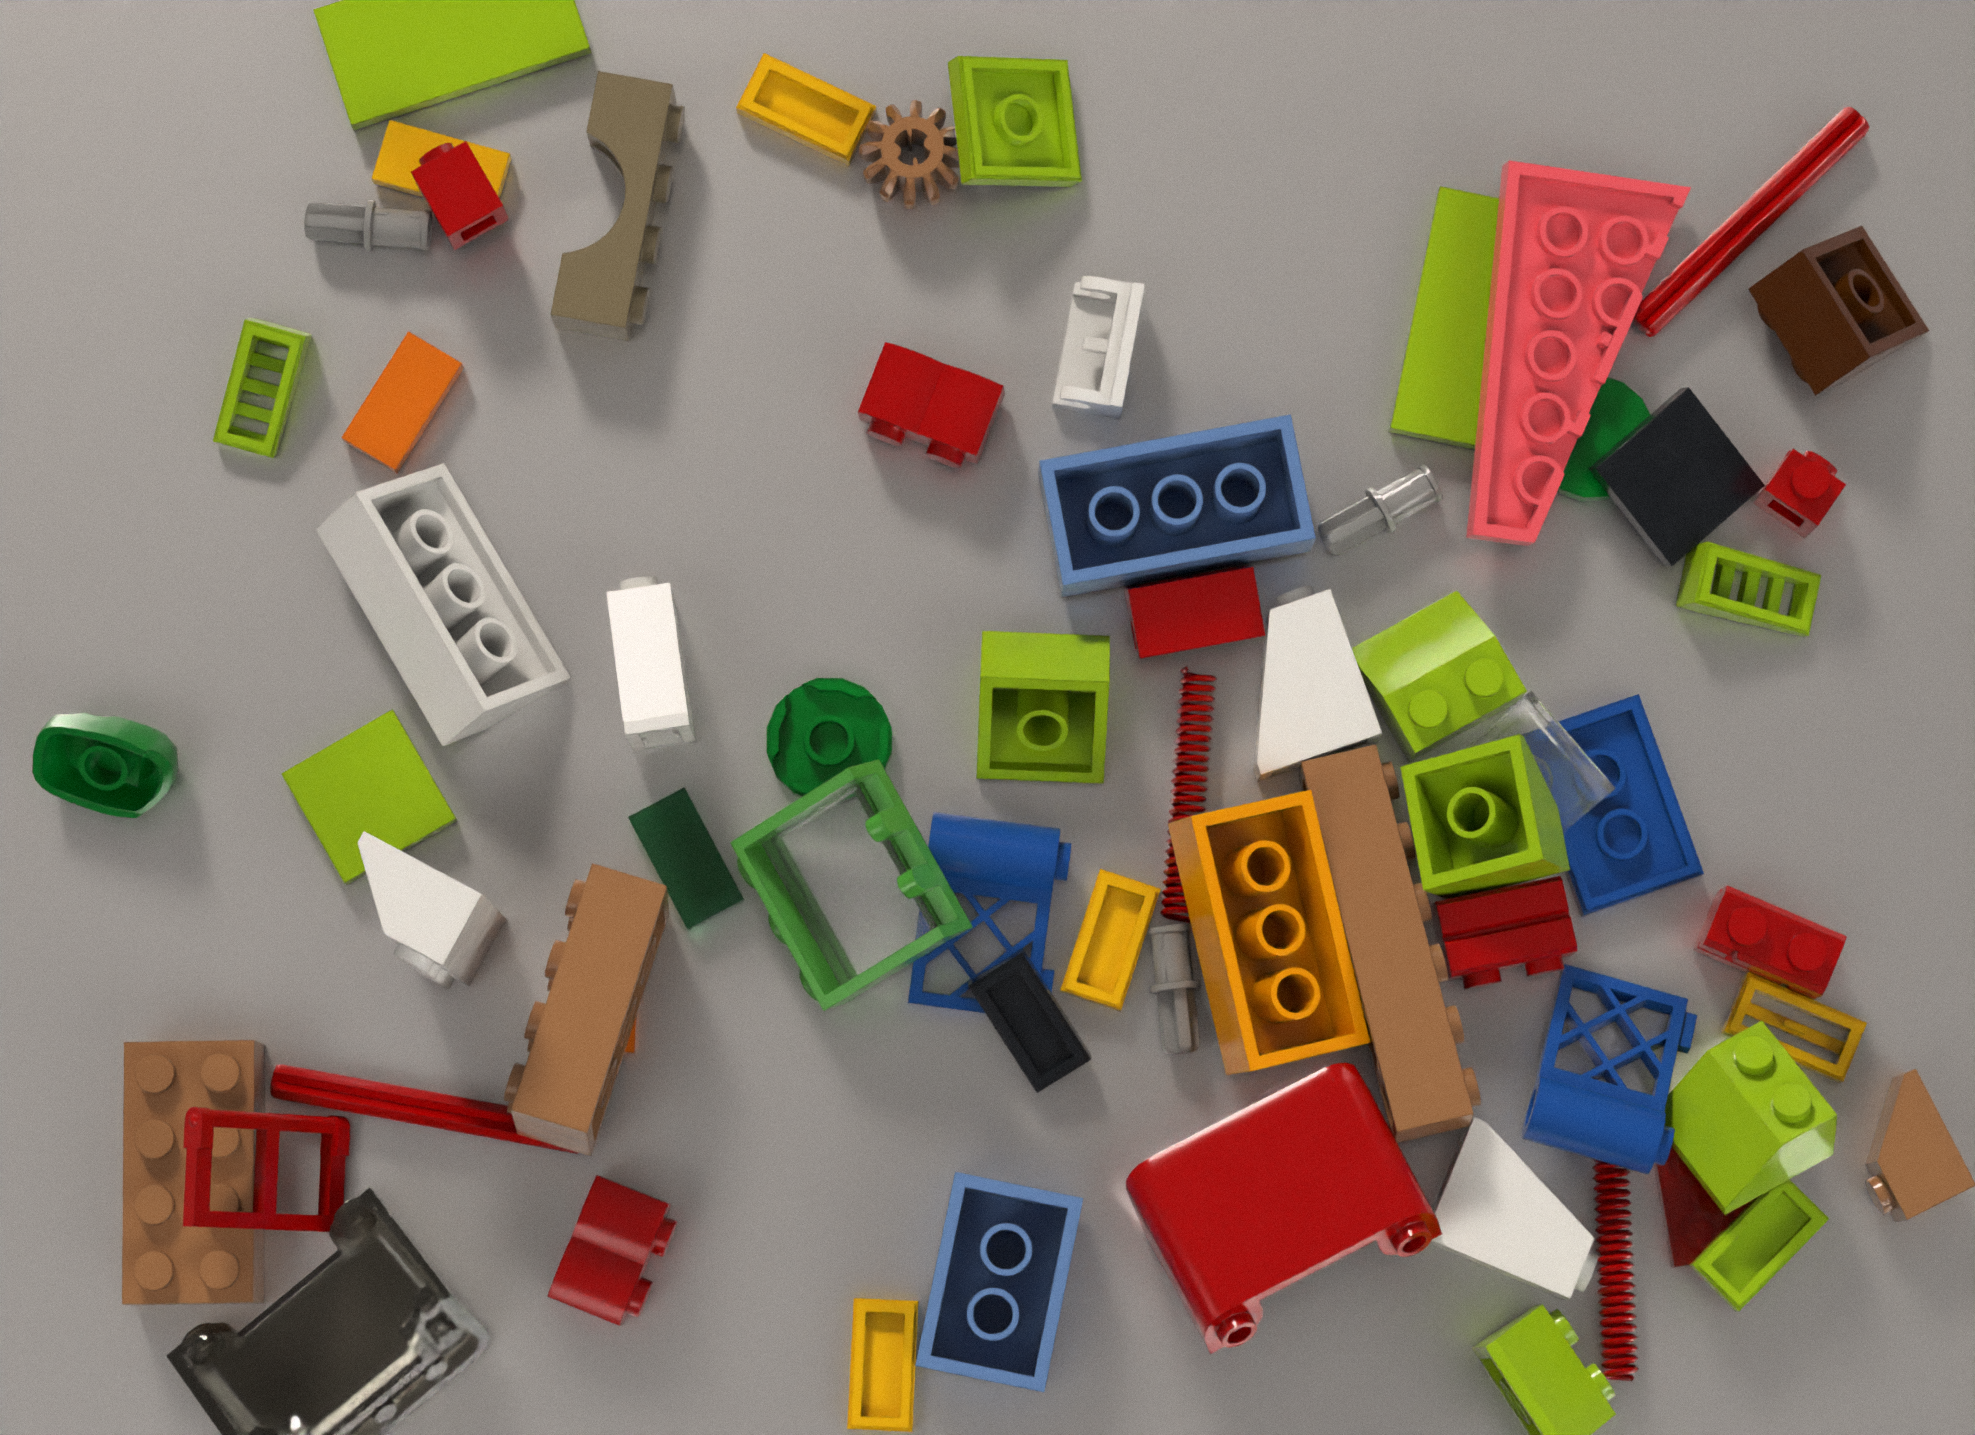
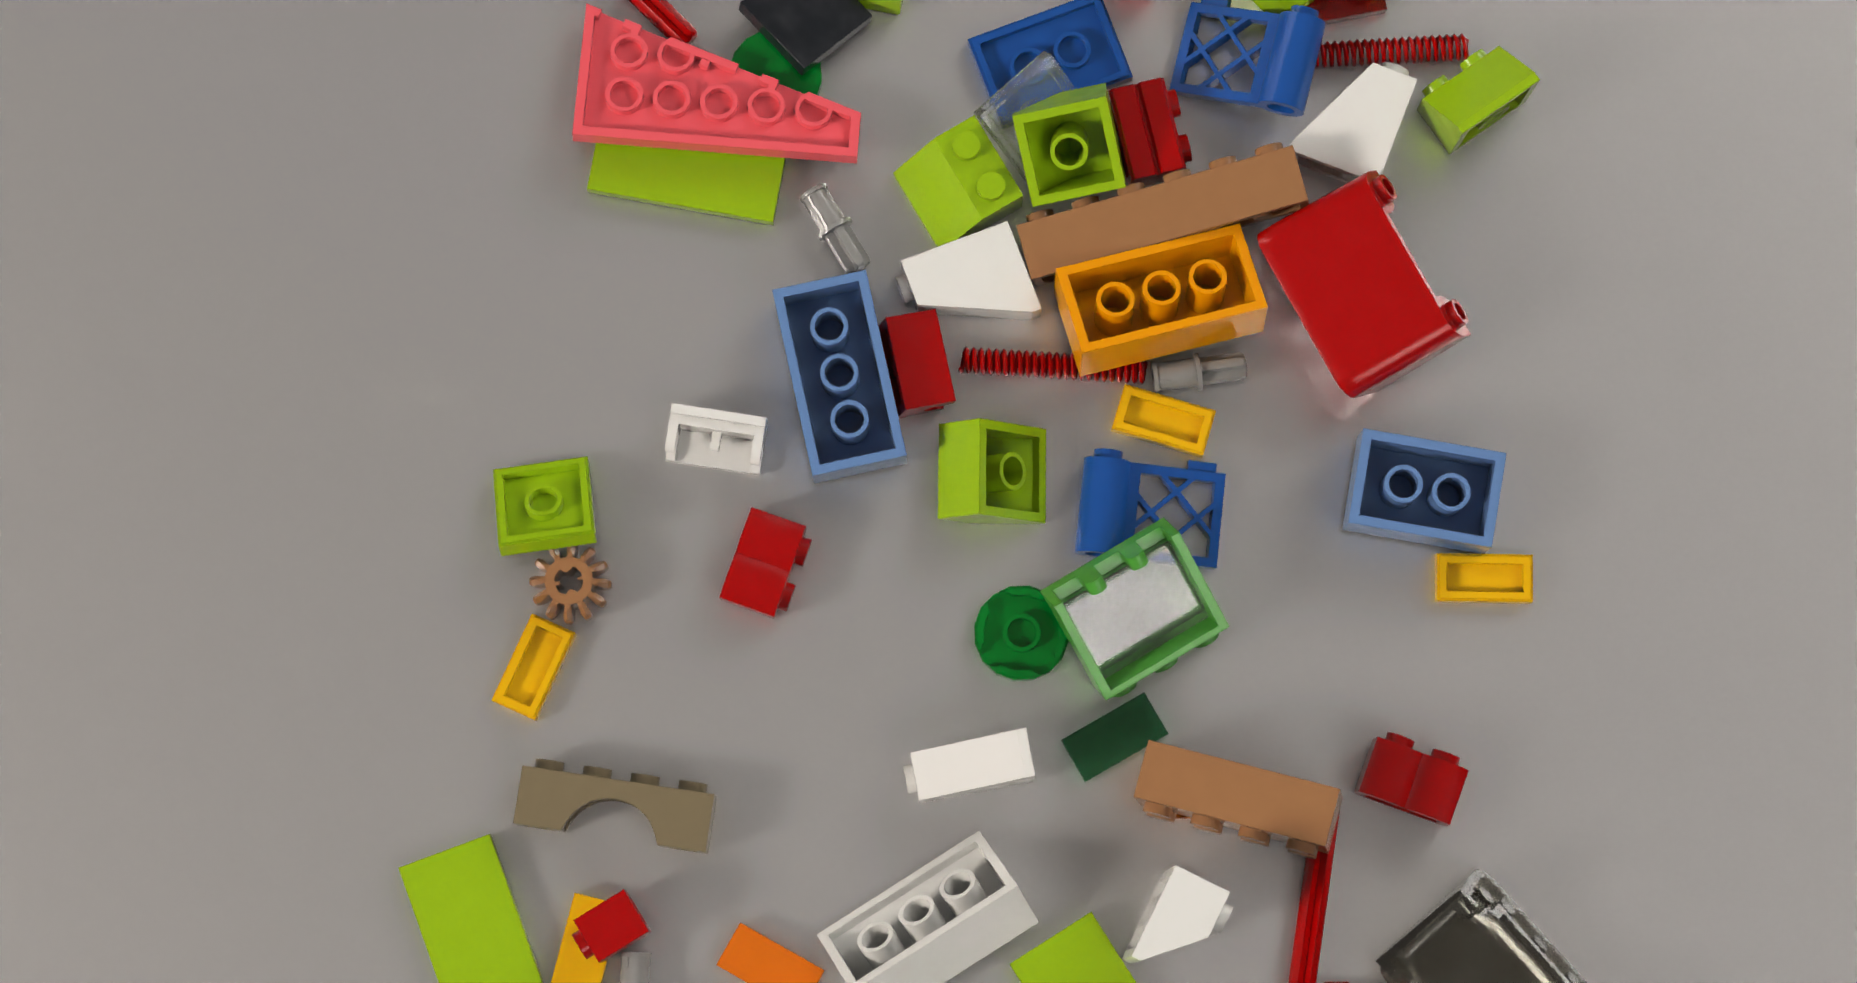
camera: 90 degrees left, 0 degrees up
(1029, 1020) = (1227, 476): black tile -> none

